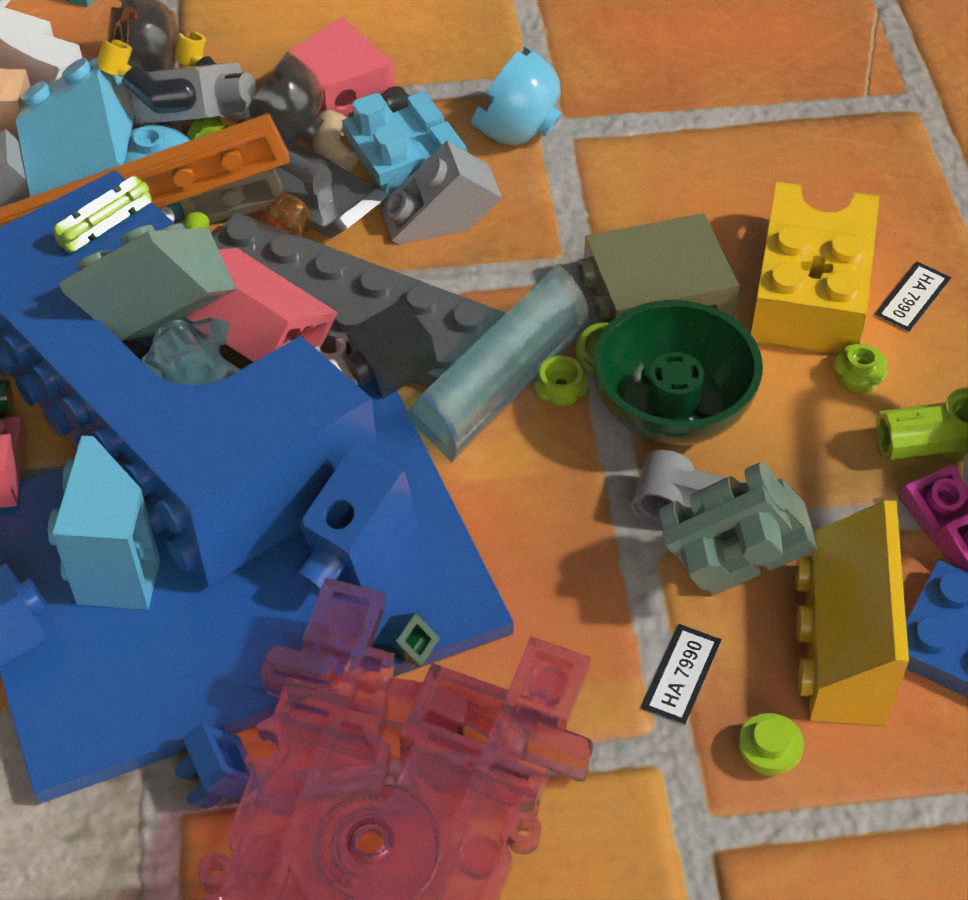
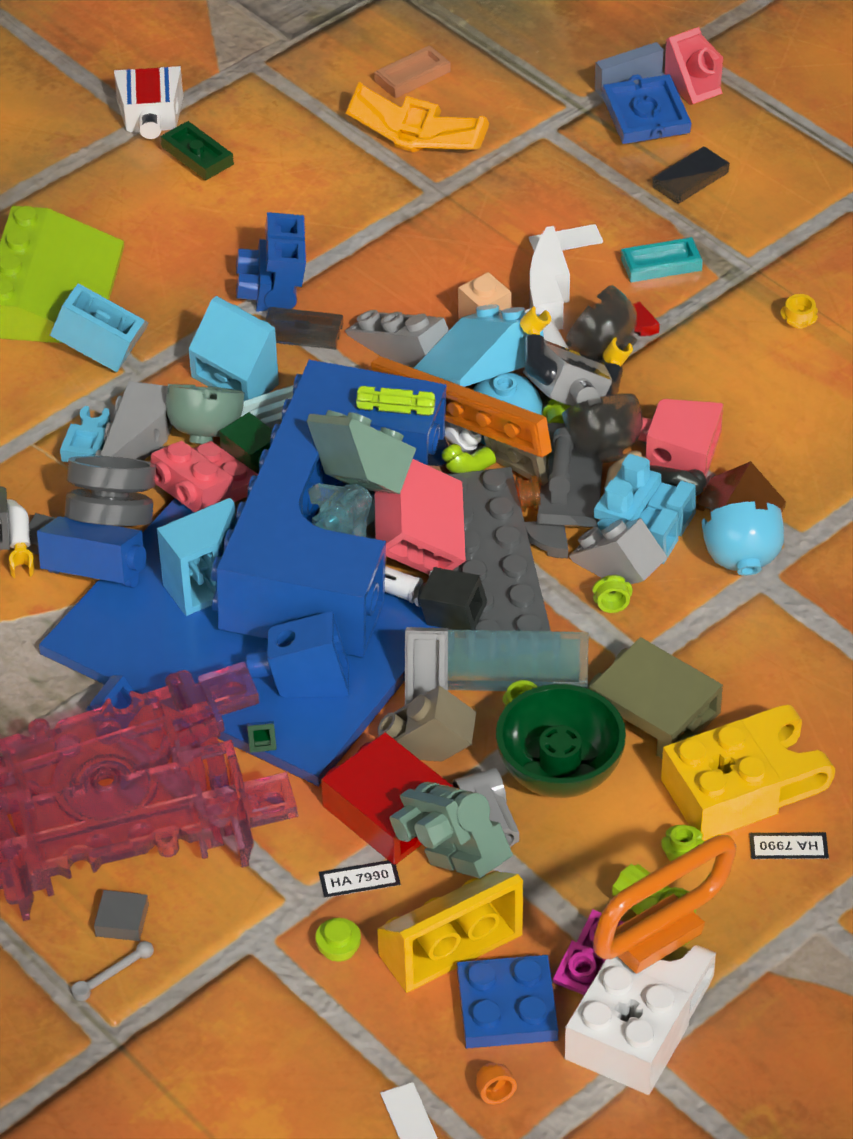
camera: 55 degrees right, 5 degrees down
(360, 240) = (548, 538): none -> dark grey tile
(451, 76) = (737, 486): none -> reddish brown slope
(467, 428) = (425, 660): none -> light grey tile
(483, 233) = (612, 593): none -> lime plate
(534, 483) = (431, 725): none -> dark tan slope
(603, 573) = (368, 789): none -> red brick

